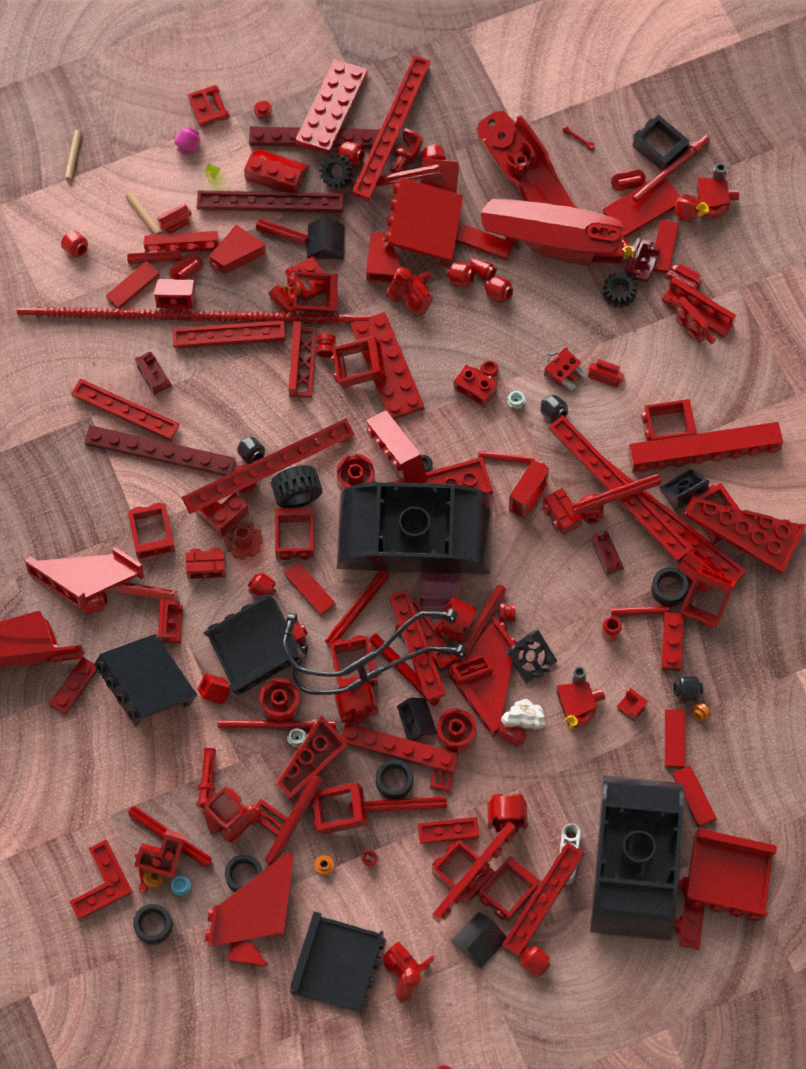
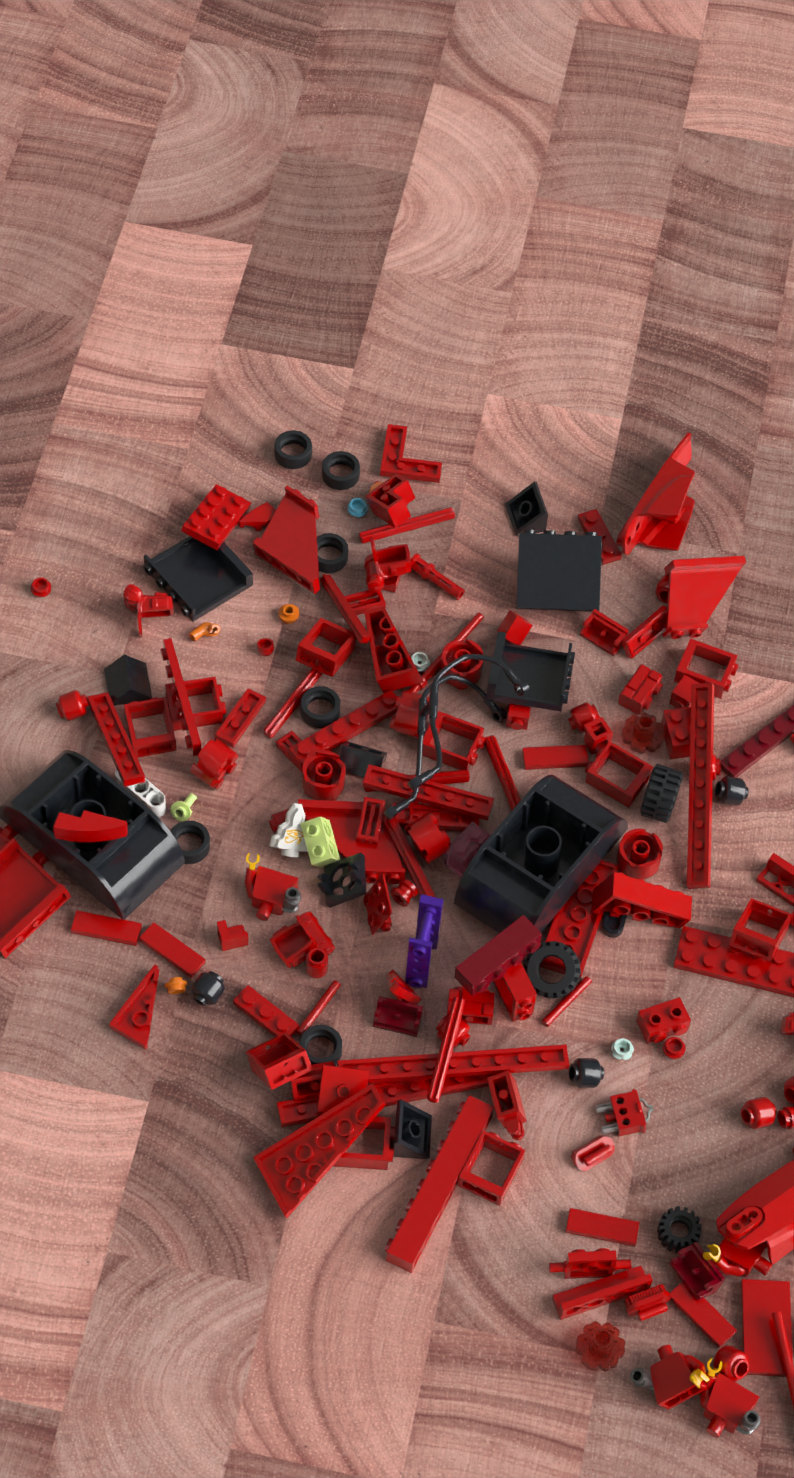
camera: 120 degrees right, 10 degrees down
(91, 751) = (528, 510): none -> black slope
(158, 961) = (293, 437): none -> black tyre
(186, 530) = (682, 693): none -> red brick
(274, 564) = (597, 735): none -> red brick
(278, 980) = (216, 517): none -> red plate
(386, 917) = (205, 629): none -> orange arm
(489, 479) = (571, 963): none -> black tyre
(516, 690) = (320, 842): none -> yellowish green brick
(527, 495) = (498, 955): none -> dark red brick
(535, 617) = (378, 906): none -> red hinge
(550, 555) = (426, 939): none -> dark purple fence
(560, 815) = (181, 810): none -> yellowish green plate
(582, 773) = (196, 828): none -> black tyre
(590, 556) = (401, 989): none -> red wing
(601, 652) = (298, 939): none -> red piece
(619, 438) = (508, 1103): none -> red hinge
(653, 336) = (602, 1227): none -> red tile
(656, 828) = (89, 828): none -> red slope
(697, 541) = (338, 1085): none -> red plate
(725, 230) = (672, 1378): none -> red torso
(735, 288) = (600, 1346): none -> clear red plant
(746, 723) = (136, 1014): none -> red wing

